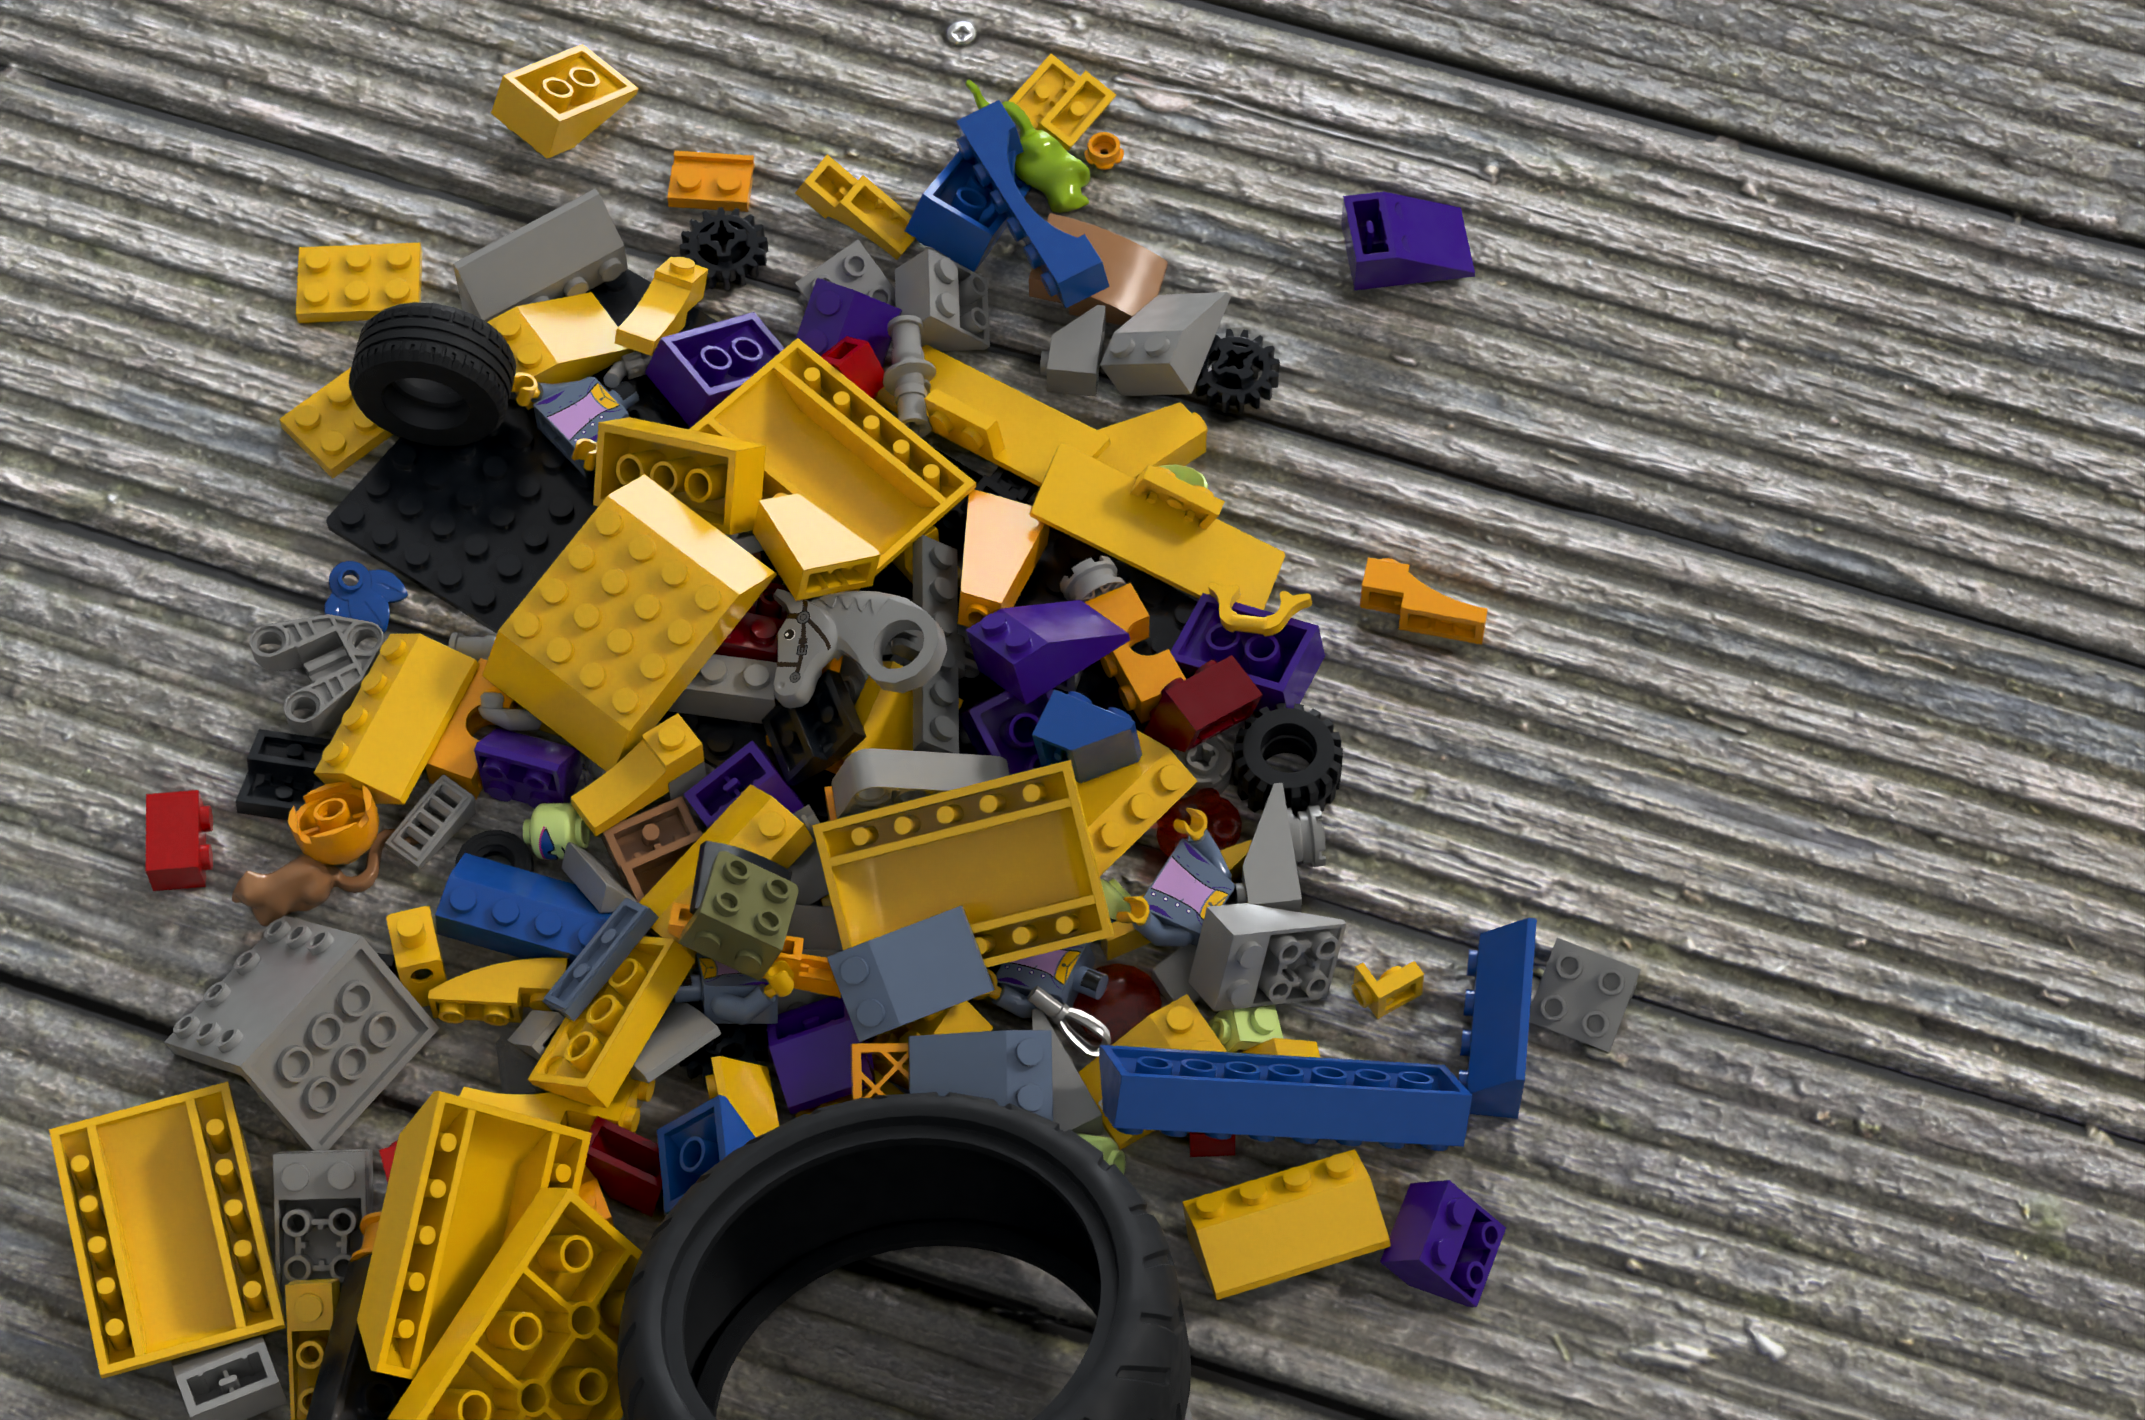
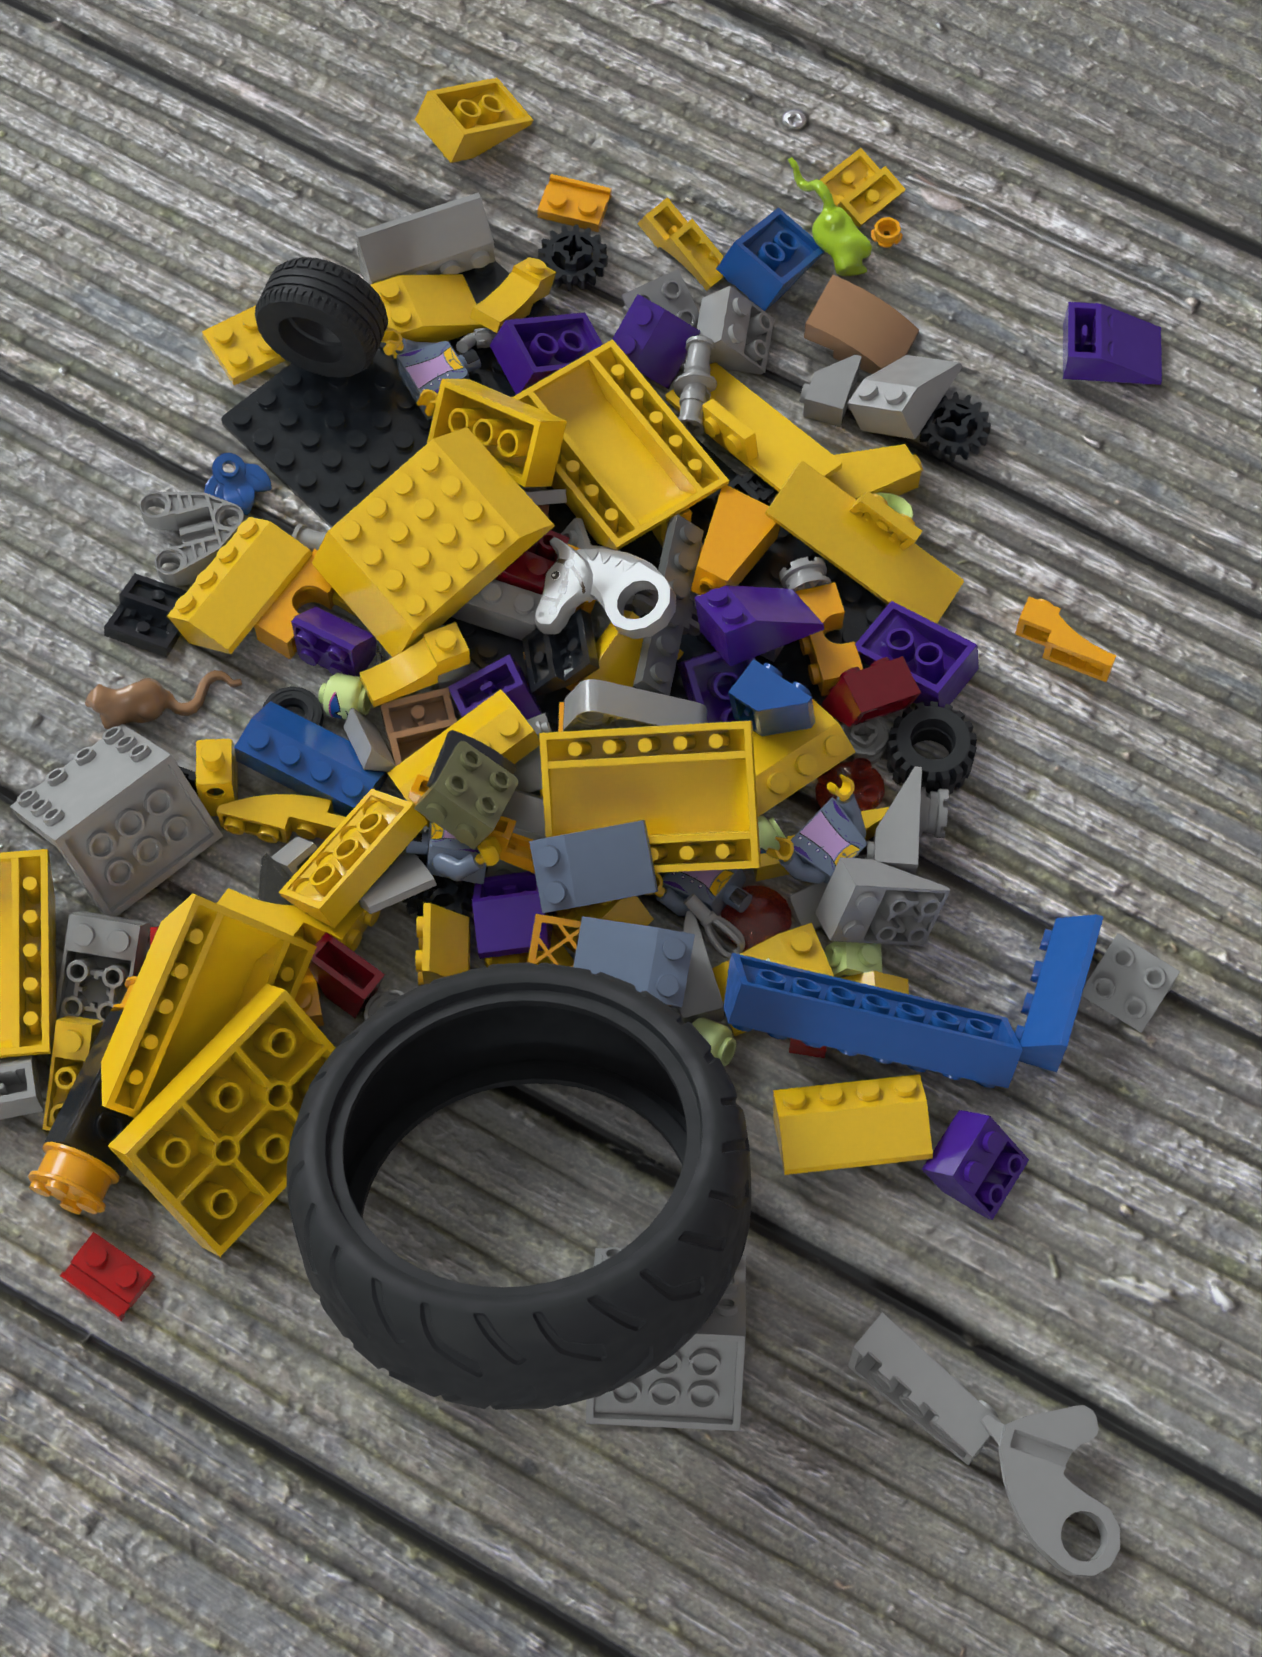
camera: 10 degrees right, 5 degrees up
(177, 840) = (52, 649): red brick -> none
(335, 823) = (174, 659): light orange cylinder -> none
(356, 280) = (284, 232): yellow plate -> none
(447, 800) = (254, 654): light grey slope -> none
(509, 719) = (325, 601): light grey arm -> none
(600, 959) = (354, 807): sand blue tile -> none
(696, 1144) = (398, 971): blue slope -> none
(812, 548) = (587, 510): yellow slope -> none
(858, 363) = (656, 369): red brick -> none
(1067, 262) = (837, 315): blue arch -> none
(1266, 625) = (935, 637): yellow helmet -> none
(1392, 989) = (976, 950): yellow bracket -> none

